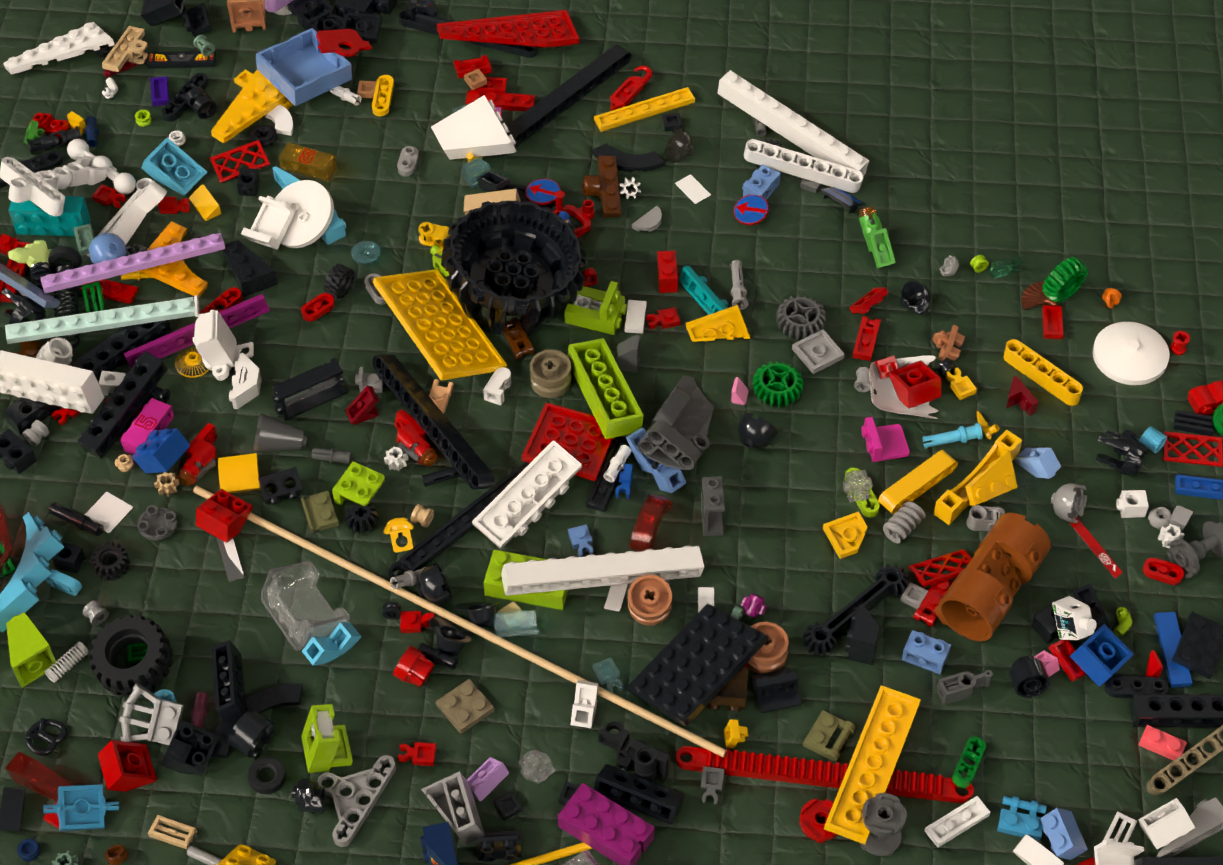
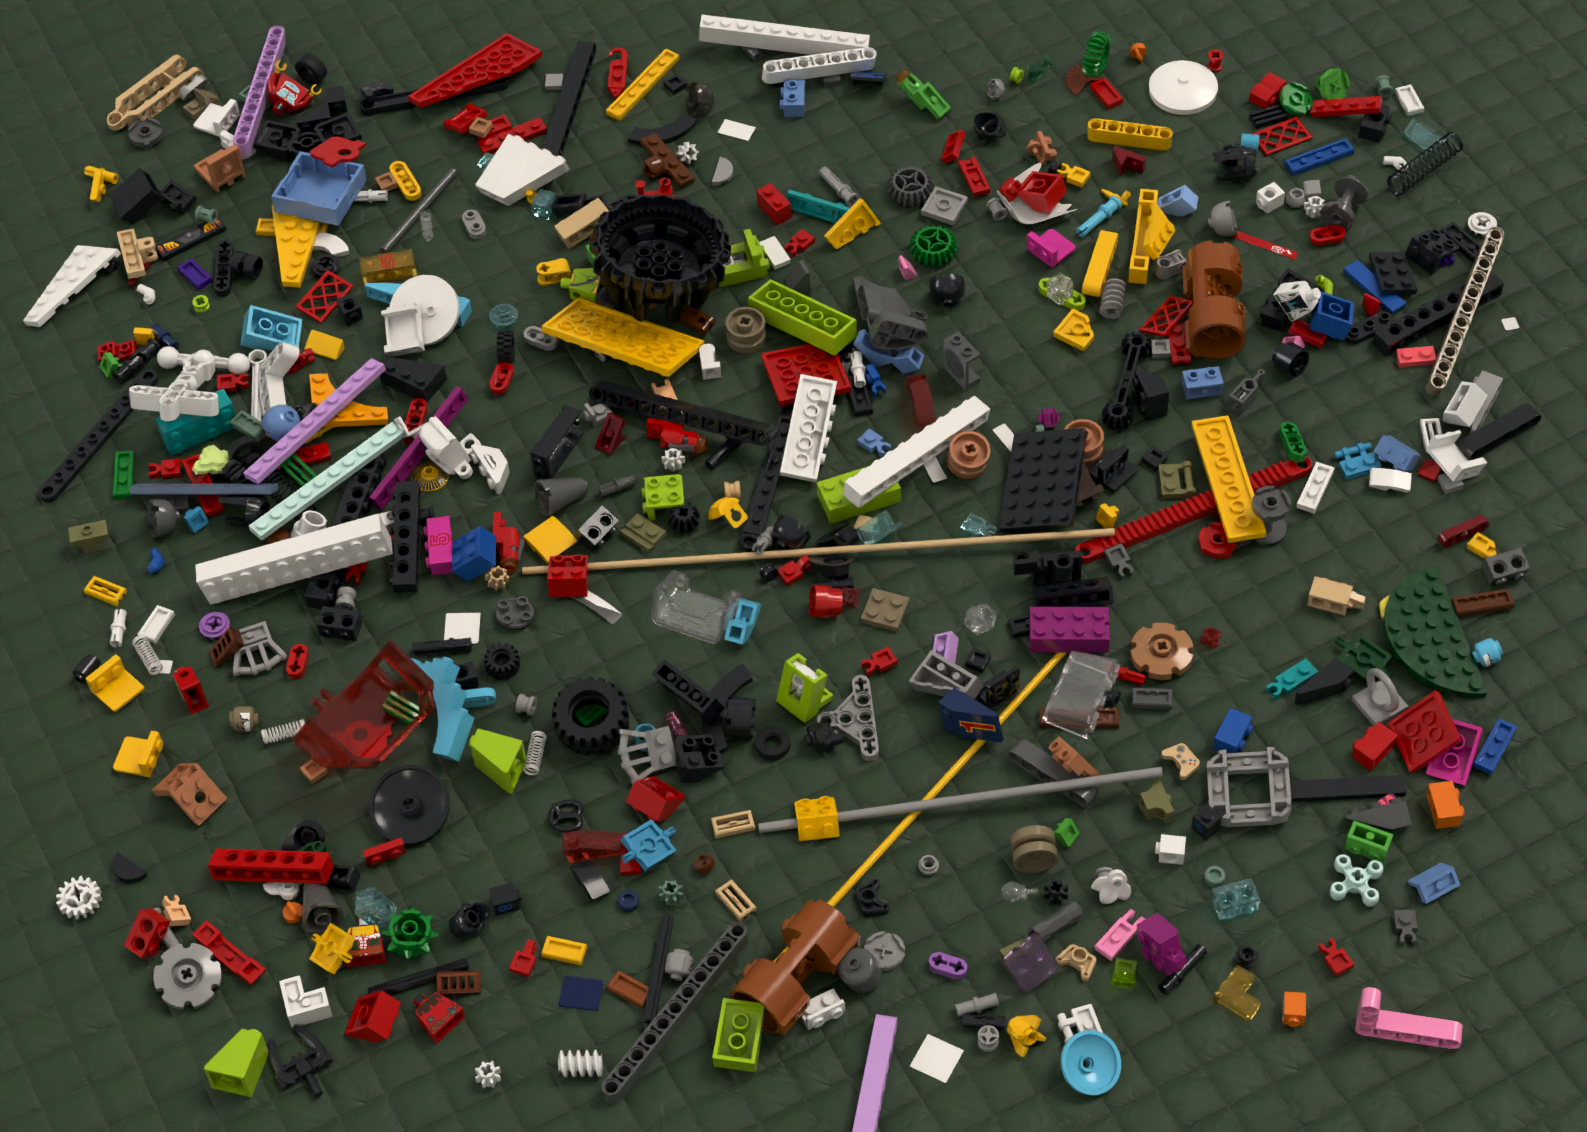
camera: 30 degrees left, 0 degrees up
(124, 466) = (443, 586): tan plate -> none
(177, 138) = (245, 304): white plate -> none
(368, 143) = (426, 226): none -> clear axle
(373, 126) = (425, 203): none -> dark grey piece
(442, 669) = (855, 595): none -> clear red plate
(542, 191) = (616, 191): blue piece -> none
(571, 69) = (554, 82): none -> light grey tile
(584, 704) = (979, 556): white brick -> none
(751, 209) = (802, 121): blue piece -> none
(825, 701) = (1153, 458): none -> black tile

